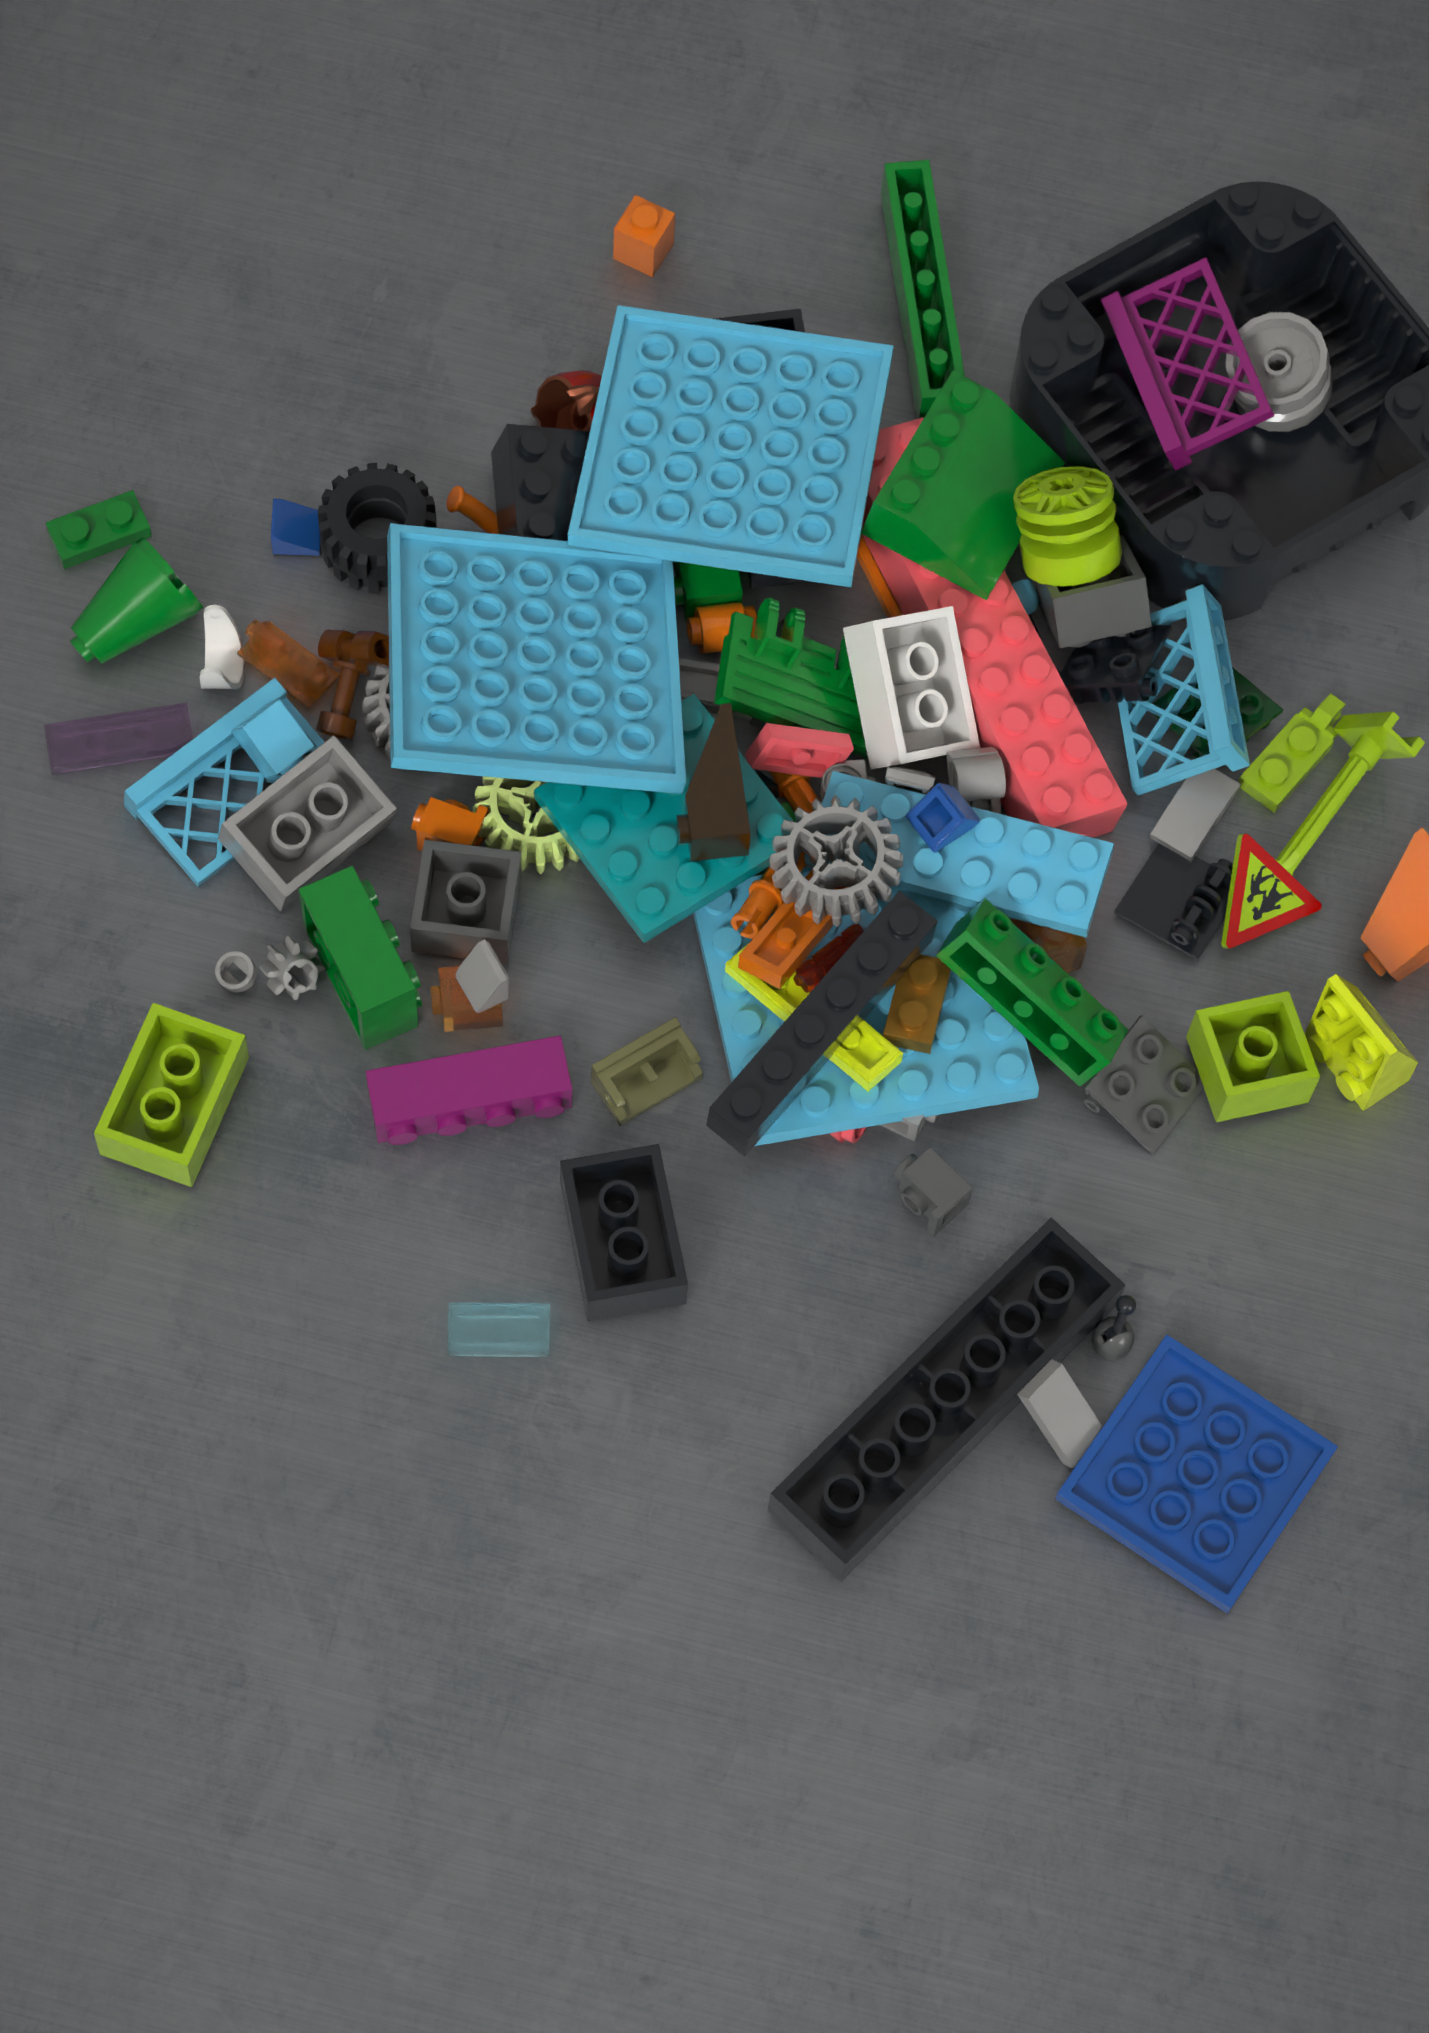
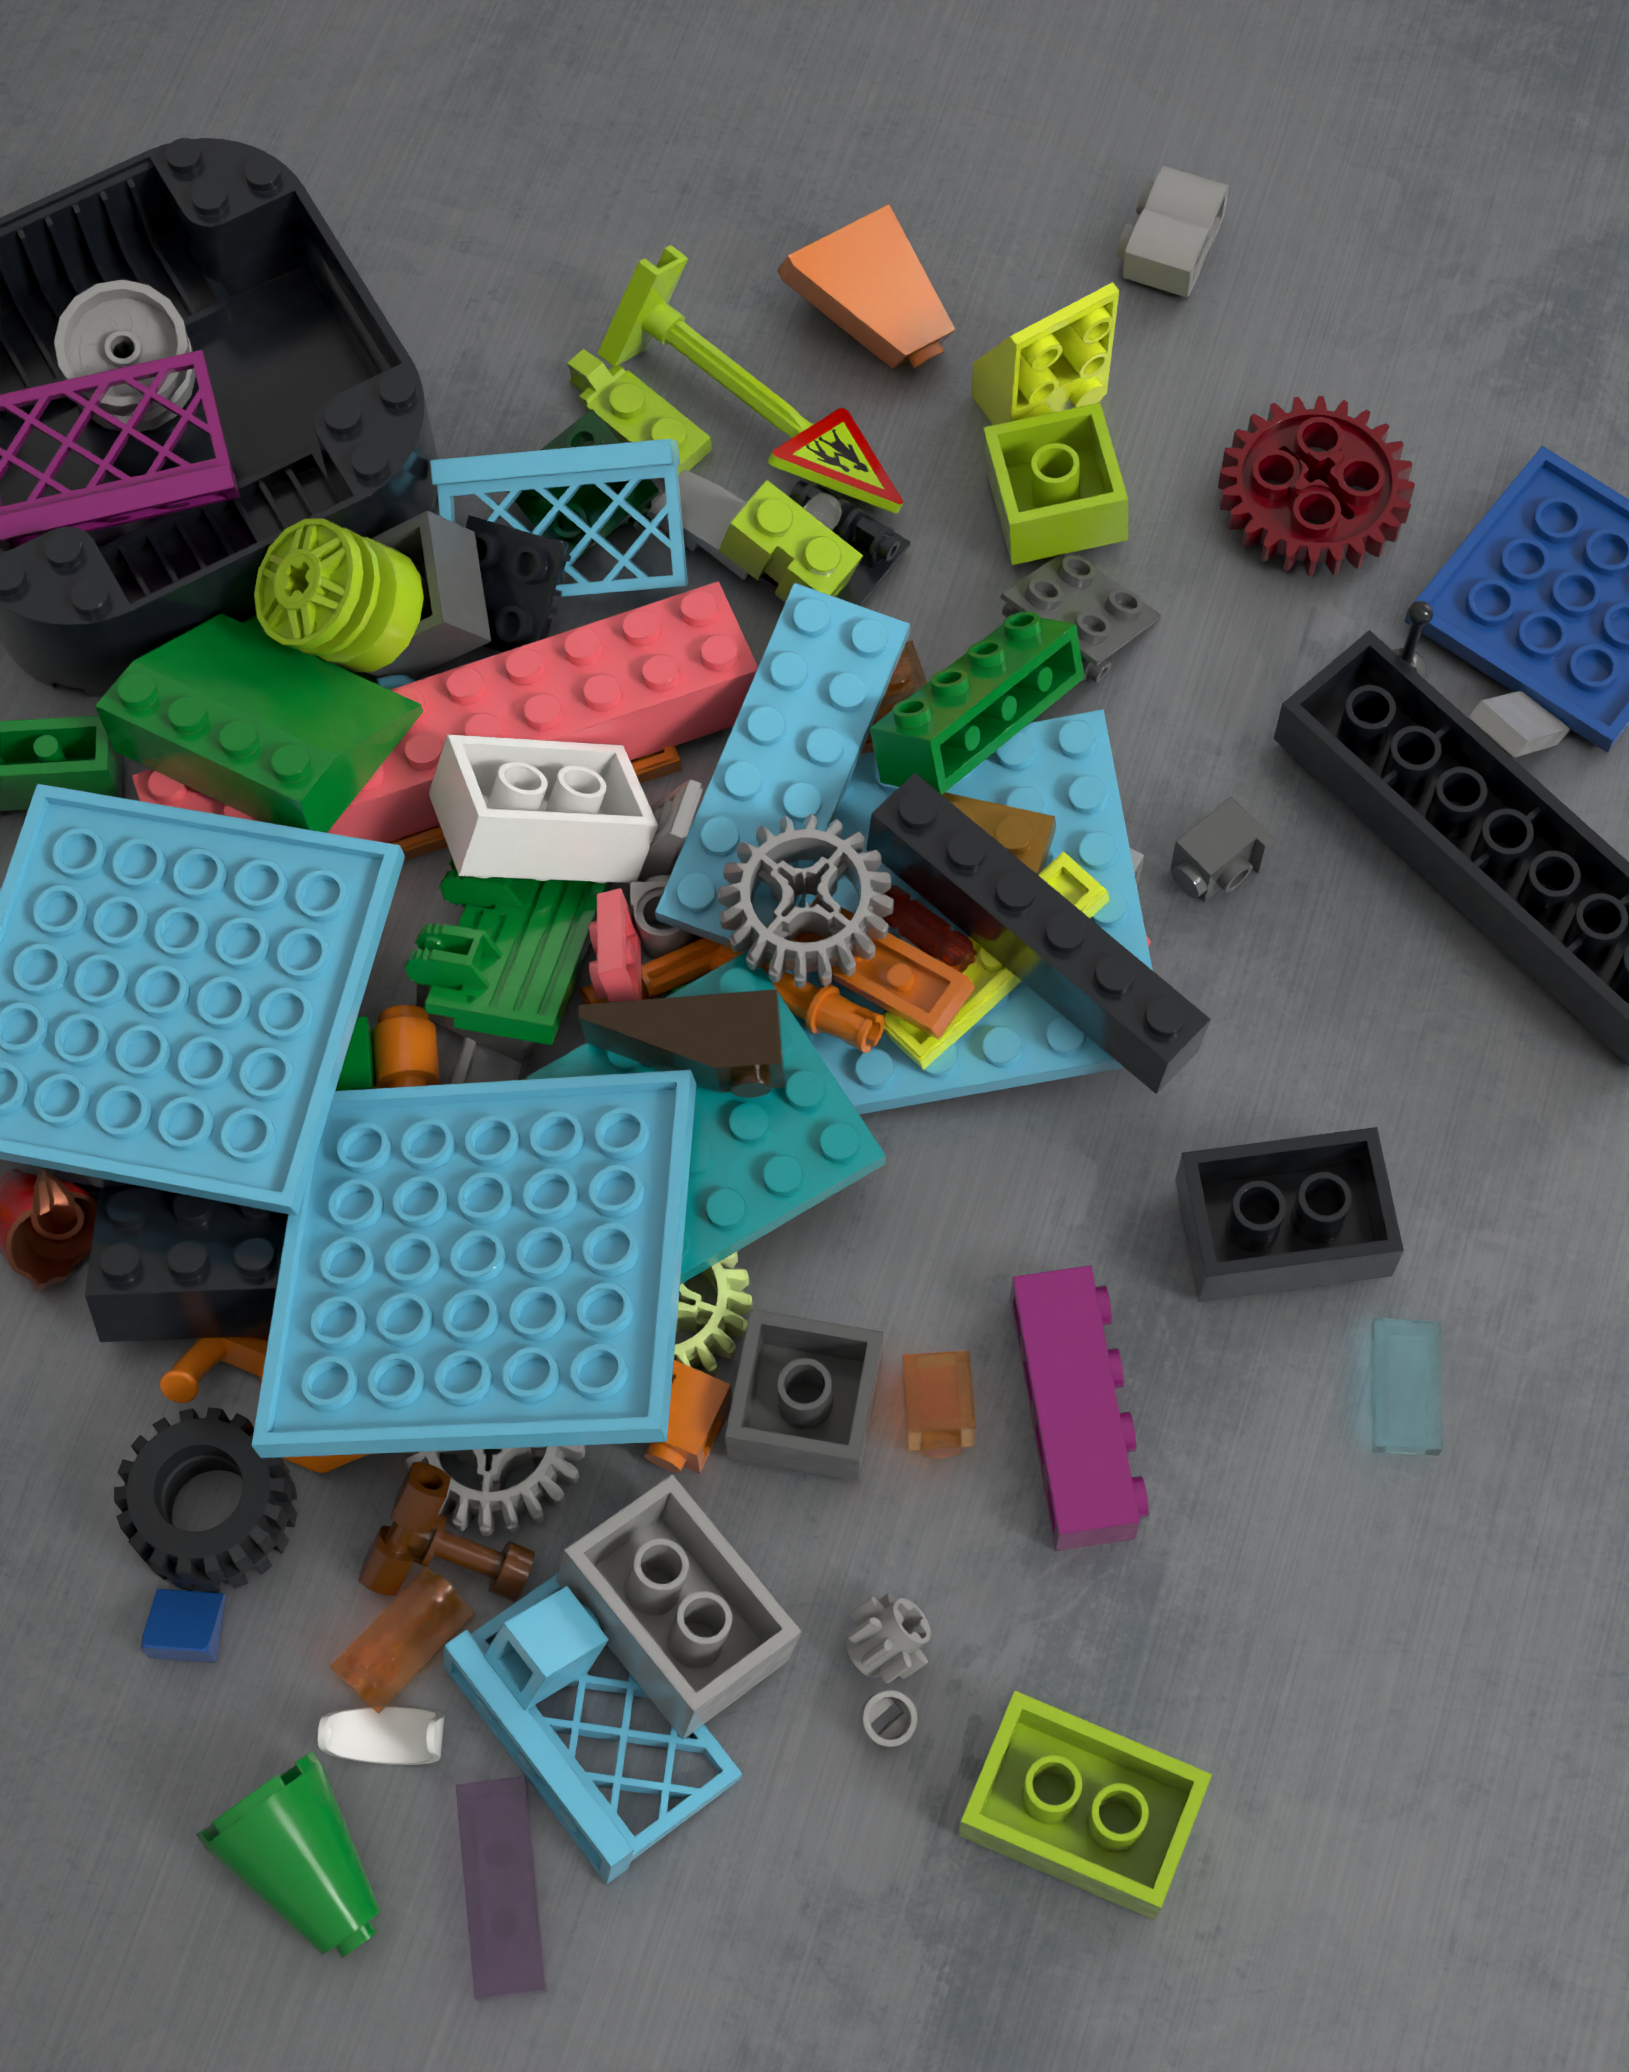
camera: 80 degrees left, 0 degrees up
(98, 529) = (148, 1918): green plate -> none
(361, 956) = (889, 1534): green brick -> none
(483, 978) = (937, 1365): light grey slope -> none
(646, 1071) = (1048, 1184): olive hinge -> none
(942, 816) = (747, 774): blue slope -> none
(978, 777) = (674, 747): light grey plate -> none
(1166, 858) = (791, 542): none -> lime piece
(1248, 1235) = (1315, 486): none -> dark red gear

